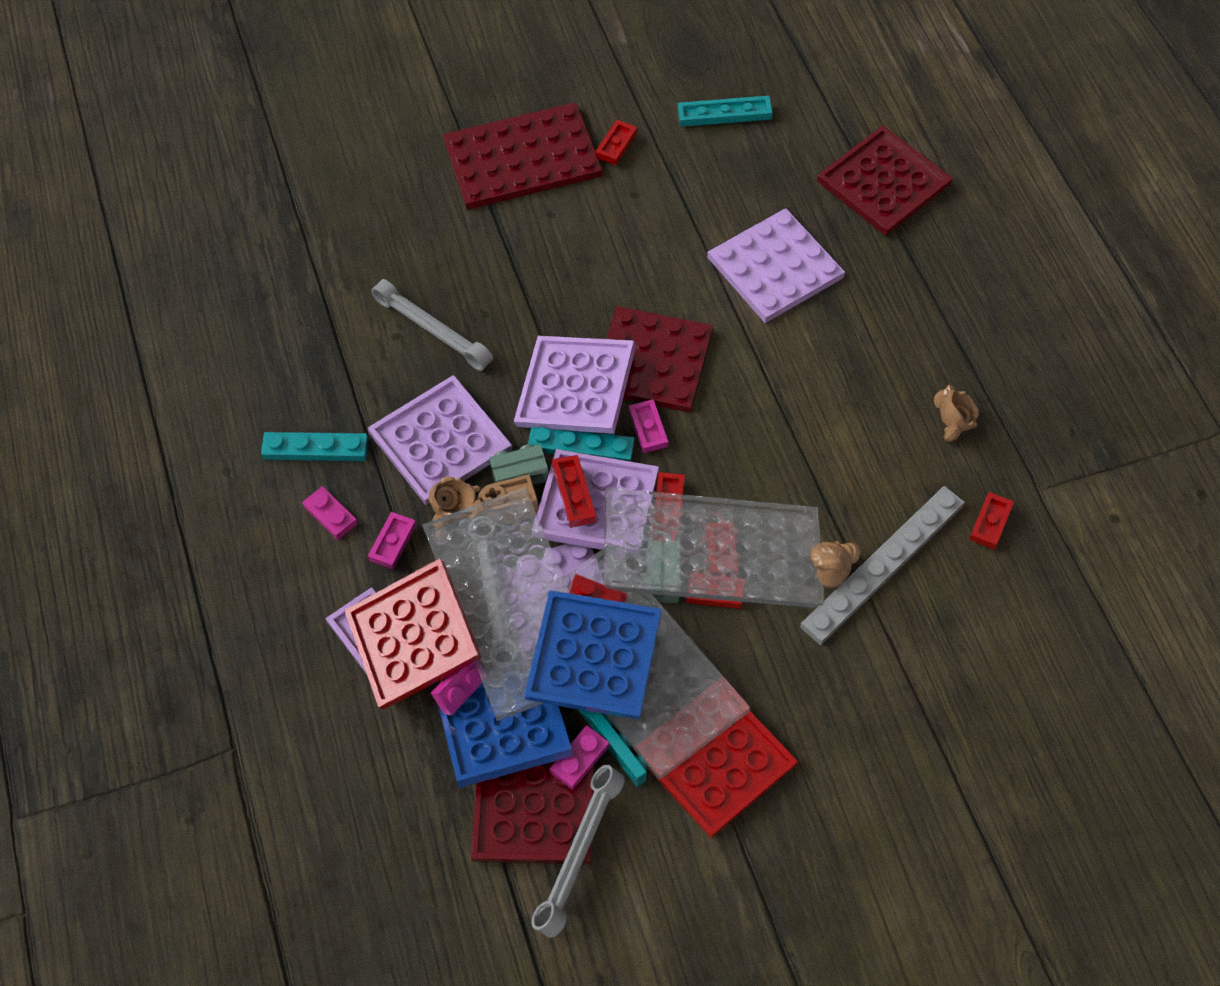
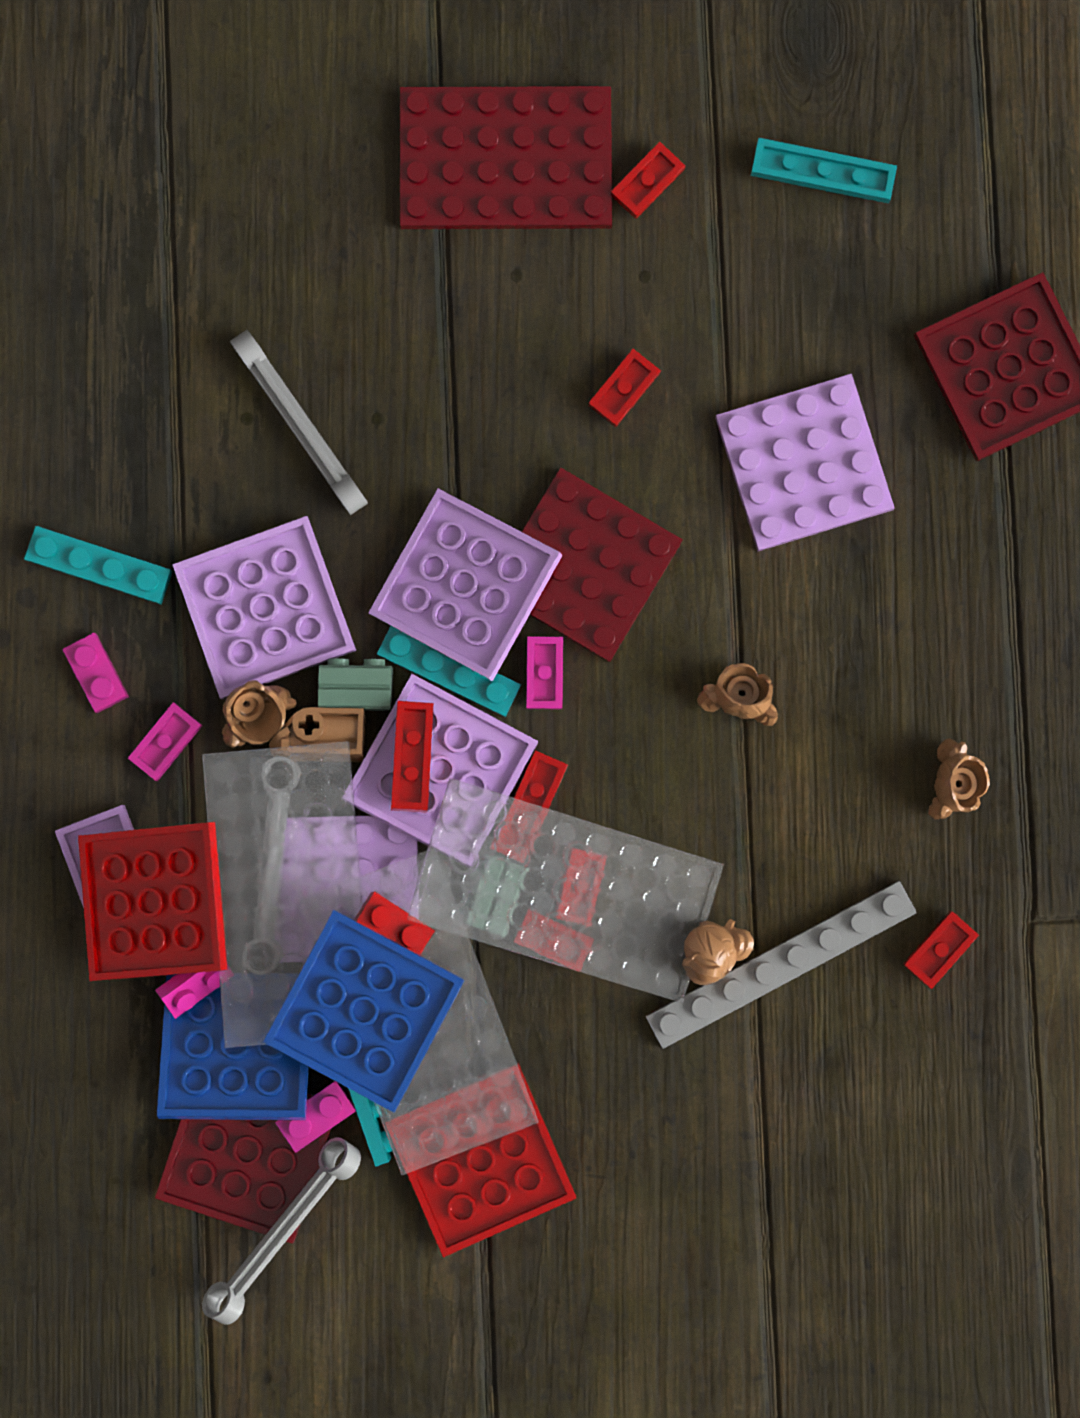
camera: 15 degrees right, 25 degrees up
(642, 252) = (624, 388): none -> red plate
(787, 401) = (726, 695): none -> medium nougat hair

